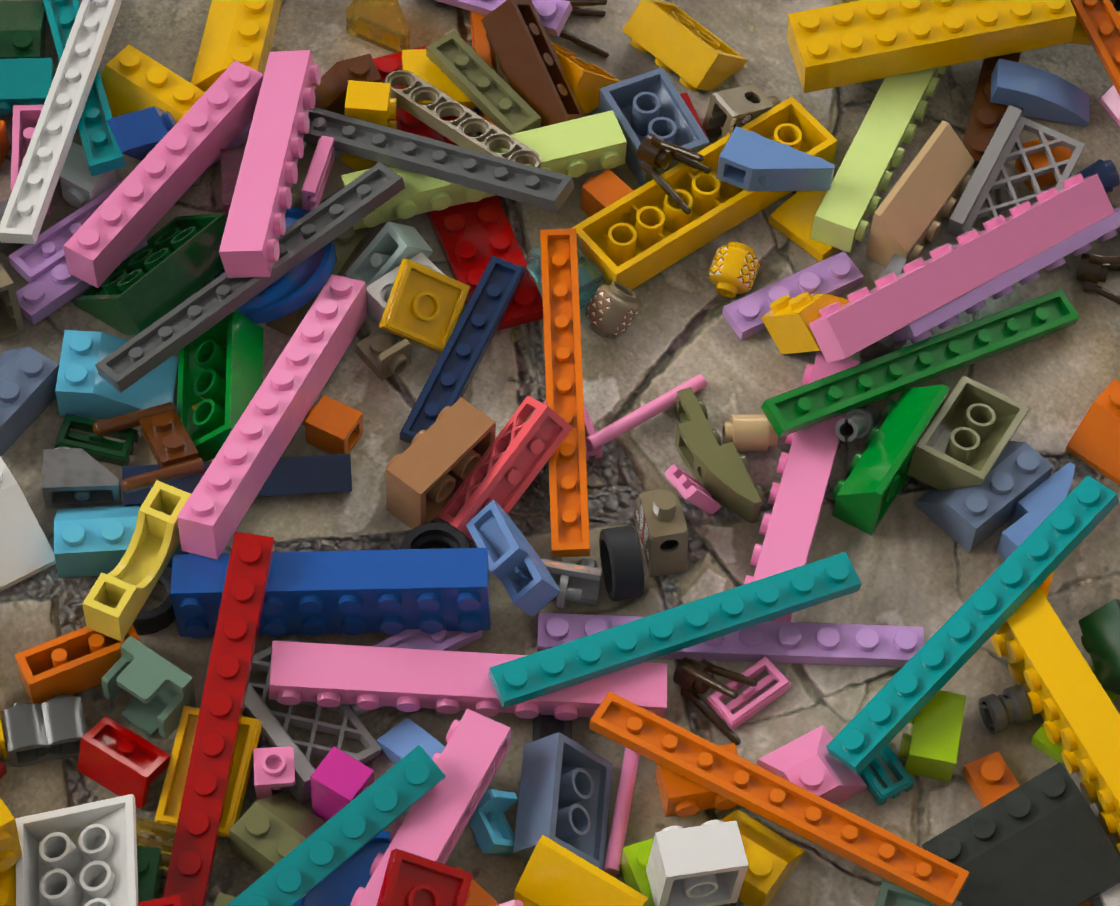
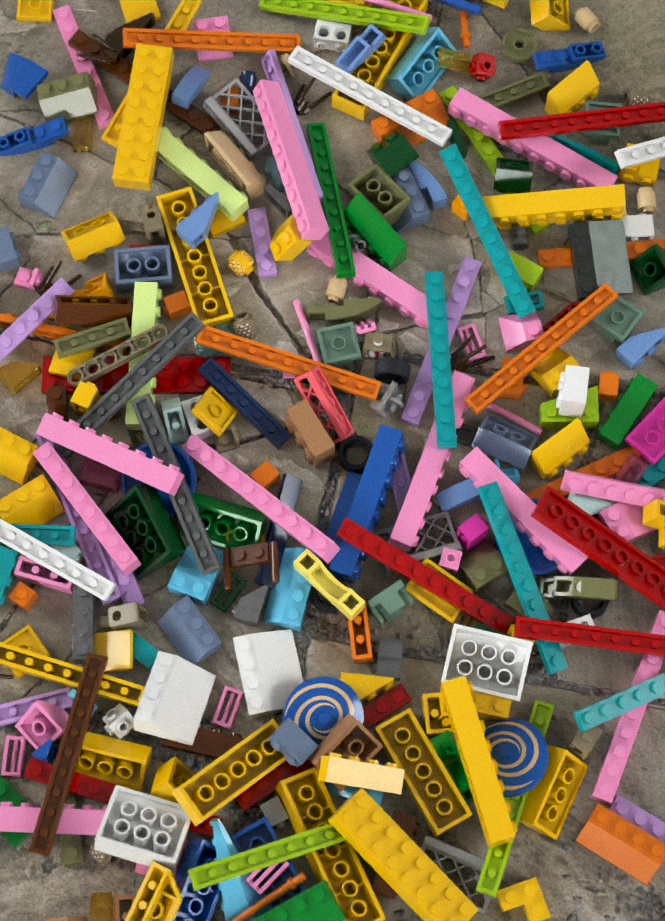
camera: 65 degrees left, 15 degrees up
(120, 760) = (418, 627): red panel -> none
(141, 130) = (56, 512): blue slope -> none
(318, 173) = (119, 434): bright pink tile -> none
(513, 559) = (371, 418): medium blue slope -> none
(634, 460) = (338, 345): none -> sand green panel
(659, 154) = (171, 270): dark brown plant -> none
(1066, 431) = (392, 153): none -> dark green slope

